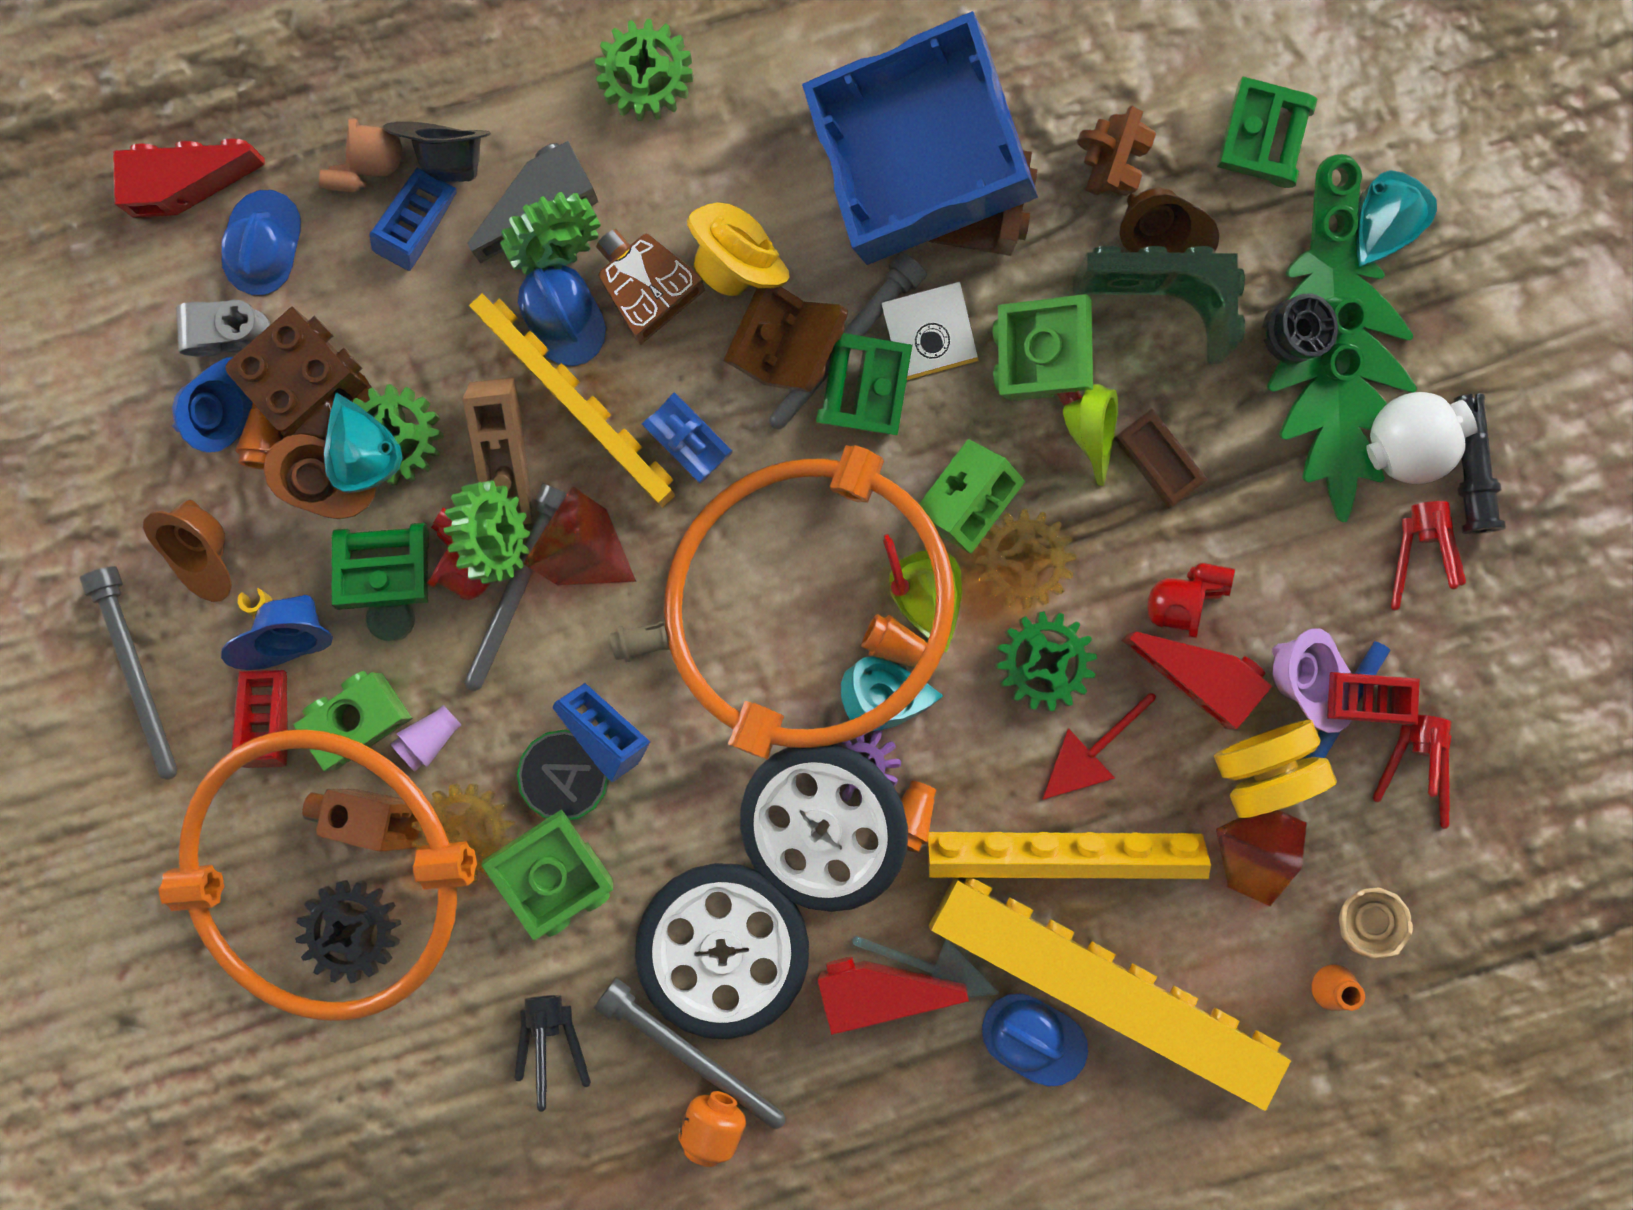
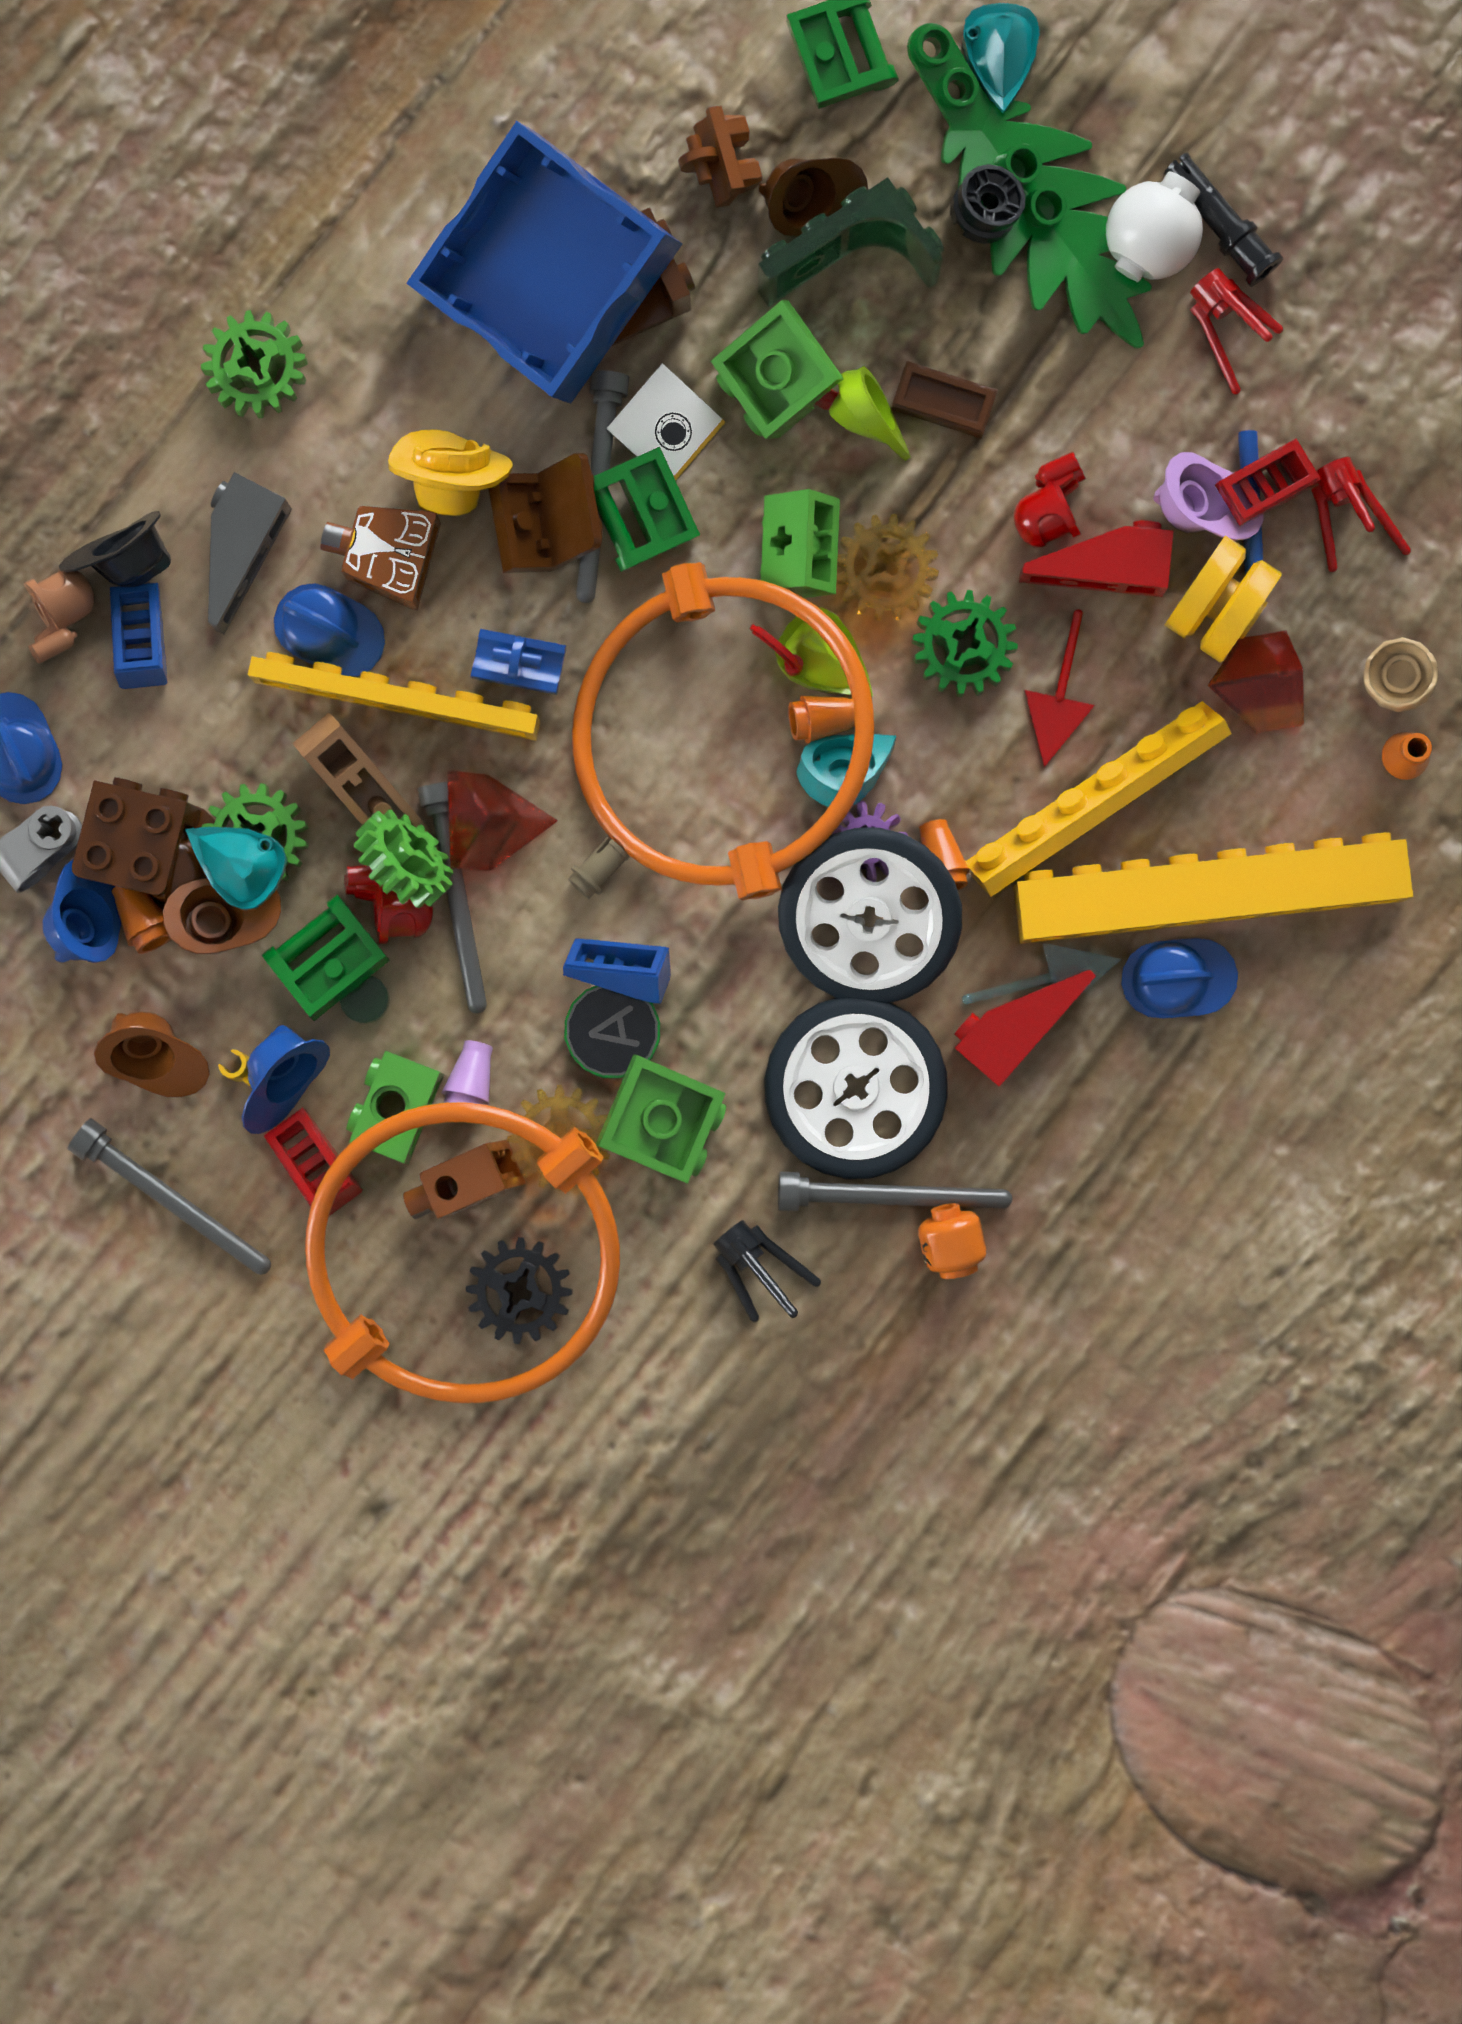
camera: 30 degrees left, 0 degrees up
(550, 233) = (276, 563): bright green gear -> none

